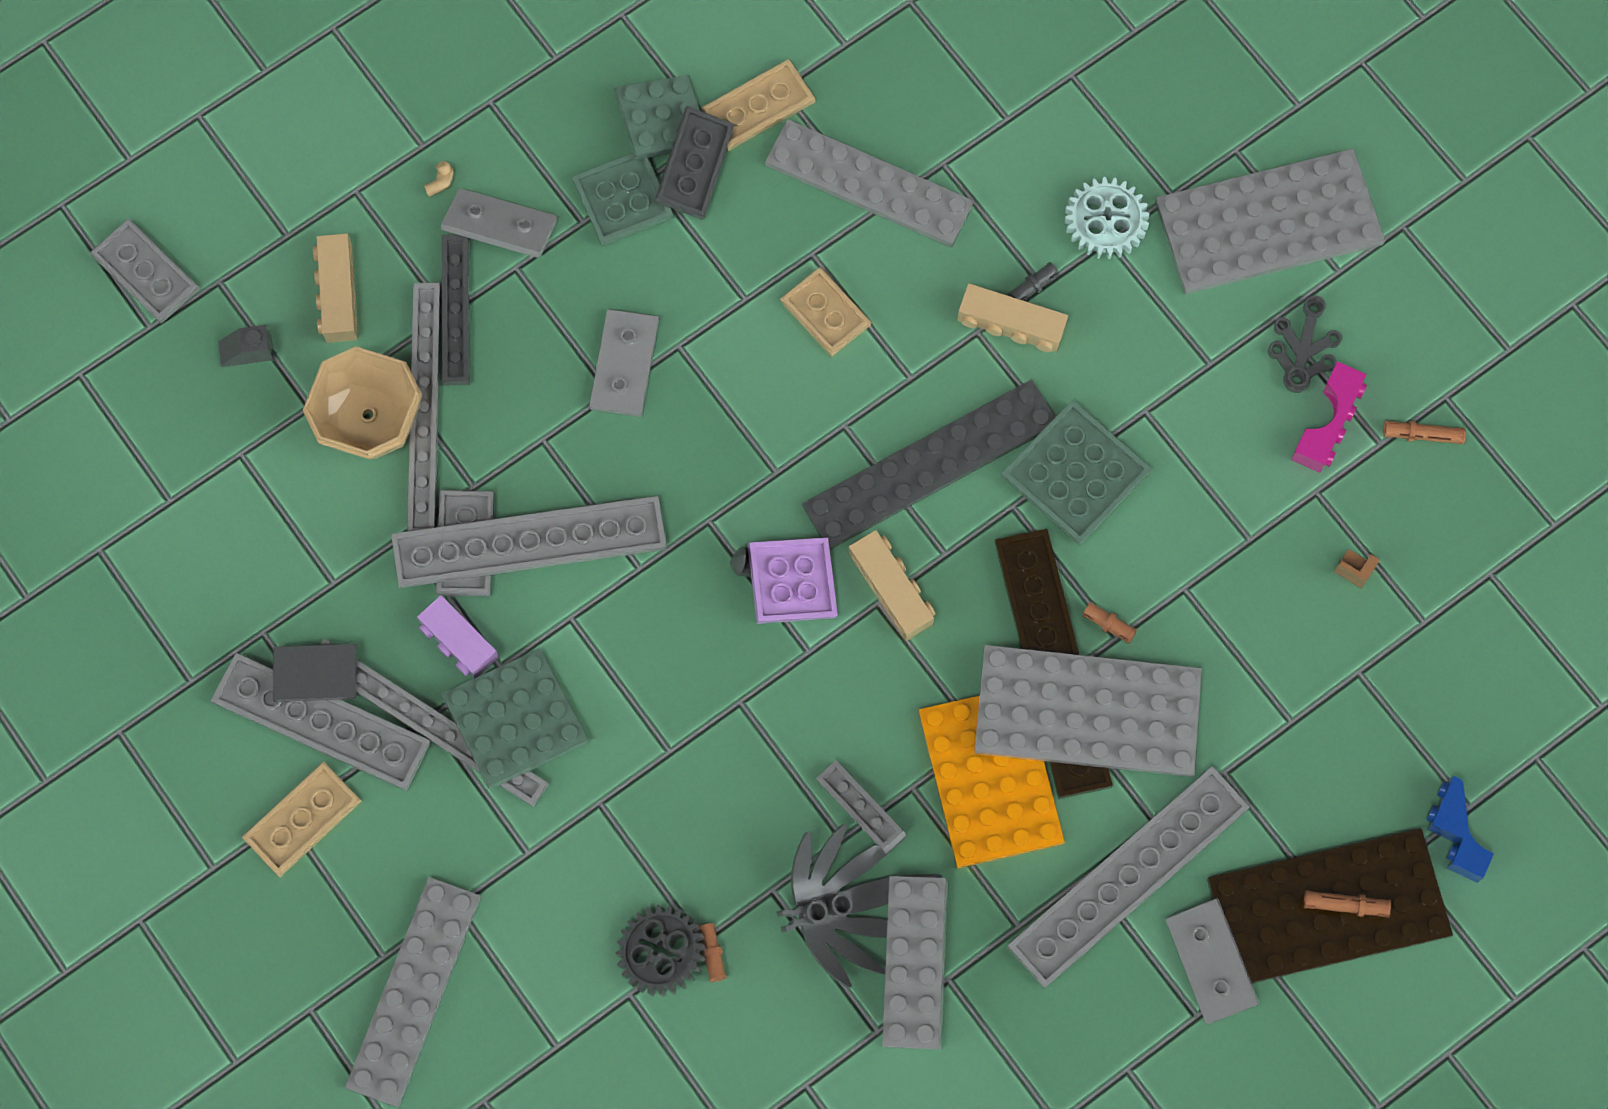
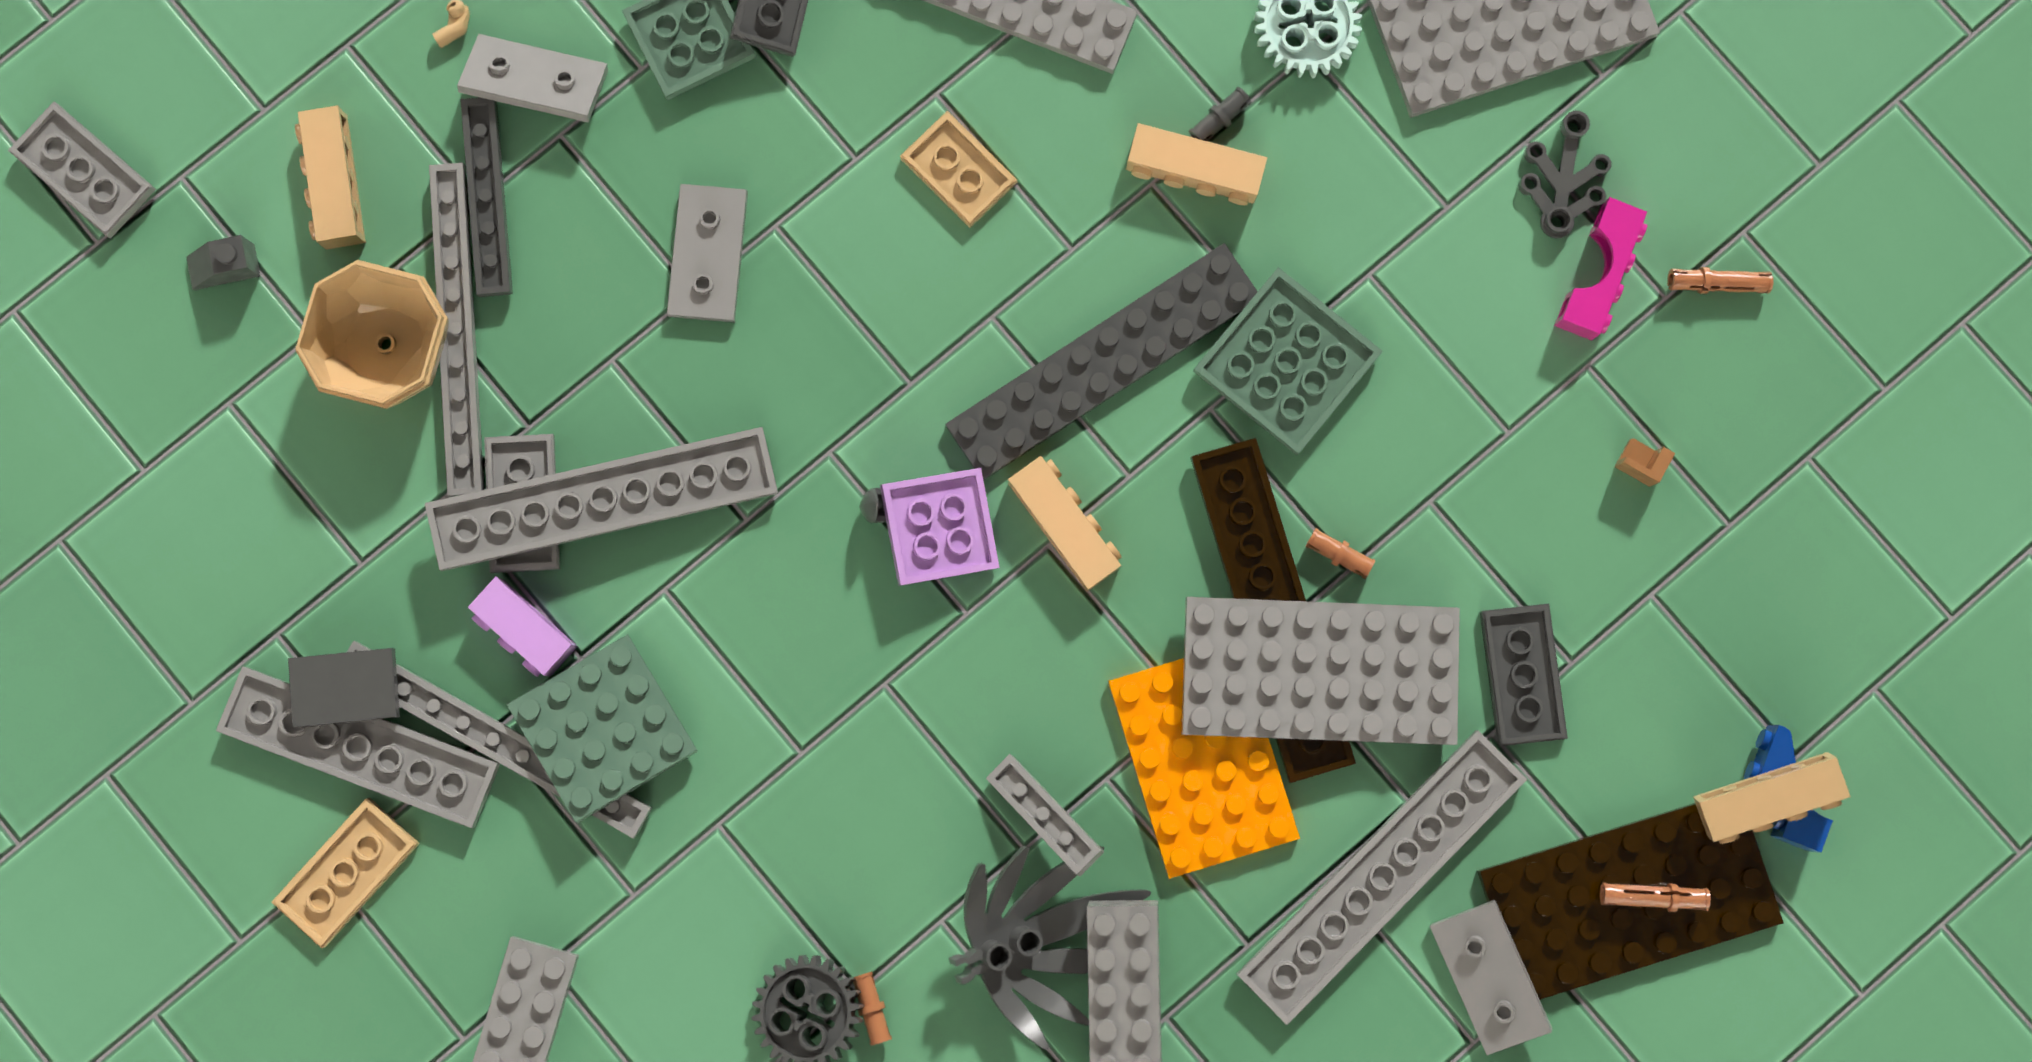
camera: 10 degrees left, 10 degrees up
(1252, 727) = (1523, 675): none -> dark grey tile
(1443, 828) = (1772, 797): none -> tan brick

